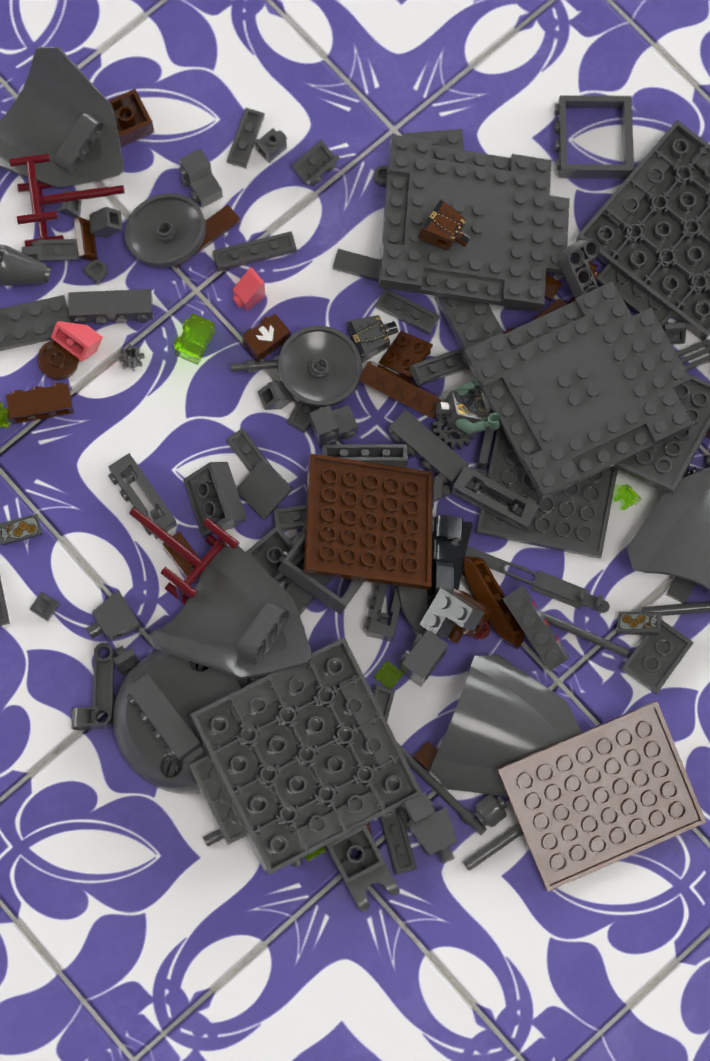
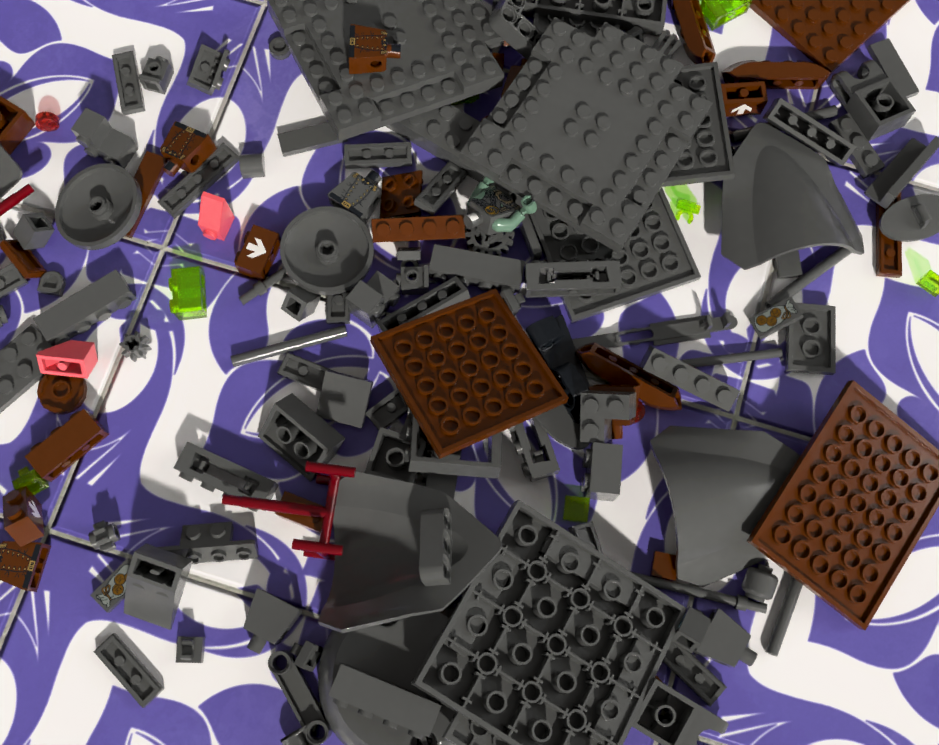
camera: 30 degrees left, 0 degrees up
(29, 487) = (104, 536): none -> dark grey gear
(47, 545) = (155, 585): none -> dark grey slope
(99, 538) = (212, 544): none -> dark grey bracket
(164, 136) = (47, 121): none -> clear red tile
(247, 424) = (289, 346): none -> dark grey piece
(258, 221) = (185, 149): none -> reddish brown torso
(303, 263) = (252, 165): none -> dark grey brick
(376, 434) = (413, 287): none -> dark grey brick
(381, 405) = (409, 254): none -> dark grey tile

